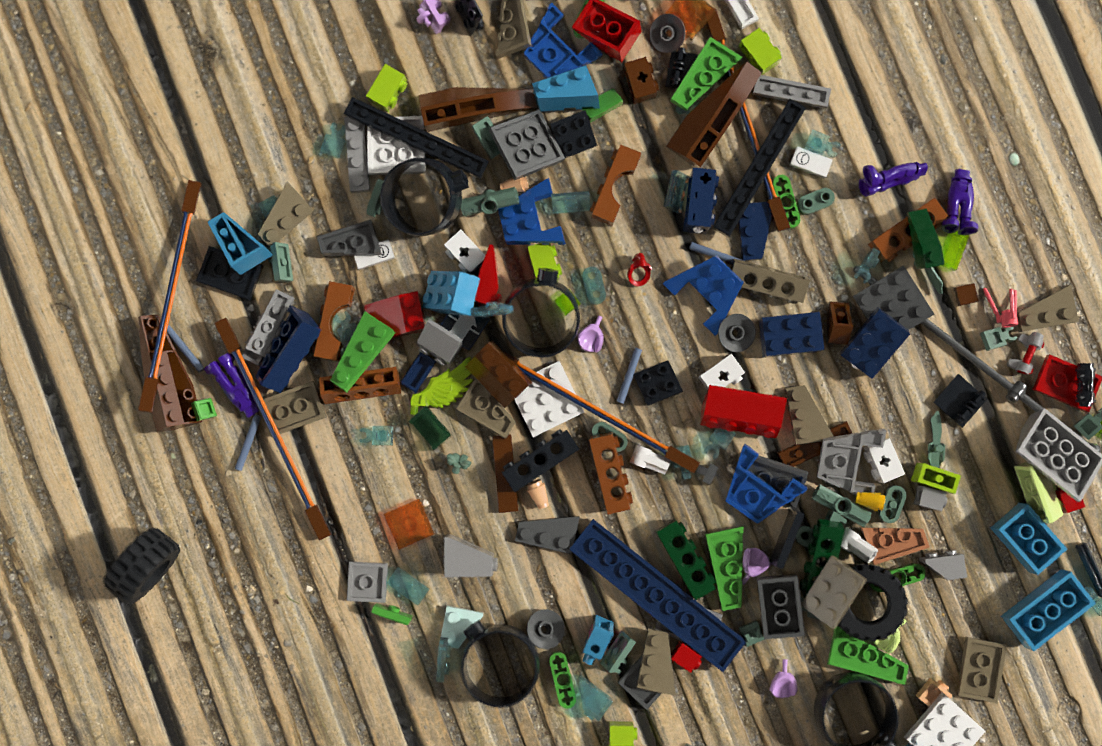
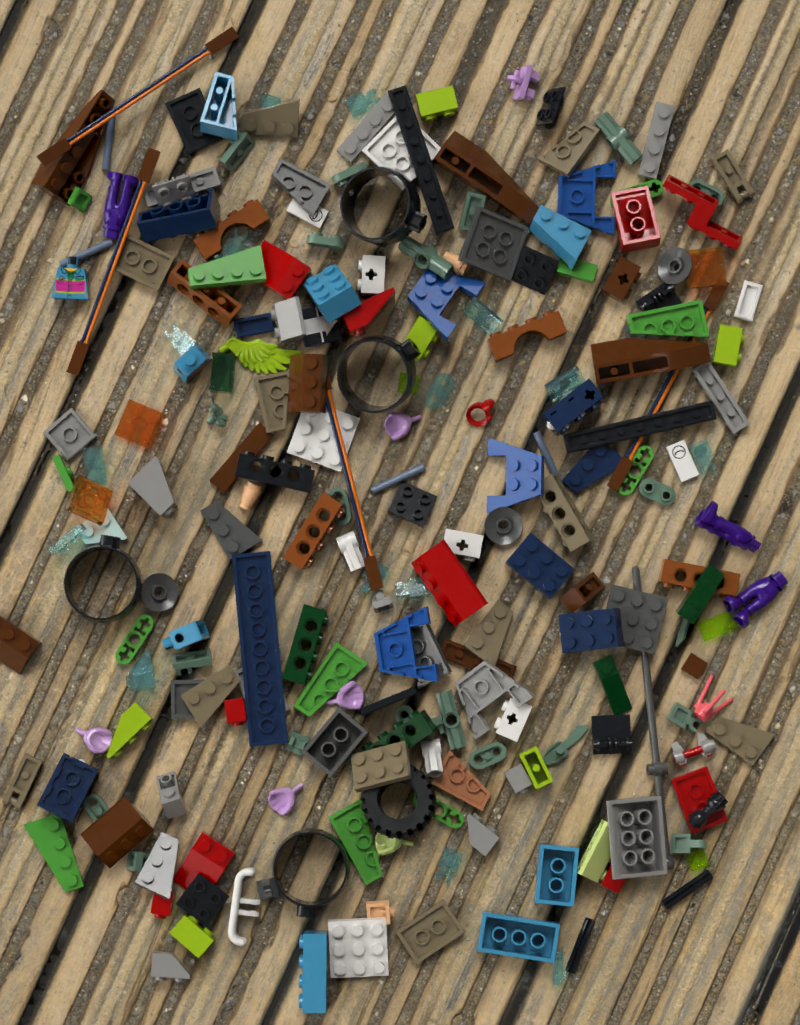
camera: 40 degrees right, 0 degrees up
(257, 473) = (71, 282): none -> torso
(401, 443) = (191, 363): none -> dark azure torso
(414, 257) = (318, 240): none -> sand green plate
(429, 615) = (89, 500): none -> clear orange plate
(492, 309) = (347, 334): clear light blue plate -> none
(870, 260) = (649, 572): clear light blue plate -> none
(871, 500) = (474, 736): yellow cone -> none
(924, 365) = (612, 684): none -> dark green slope
(942, 606) = (449, 861): none -> clear light blue plate

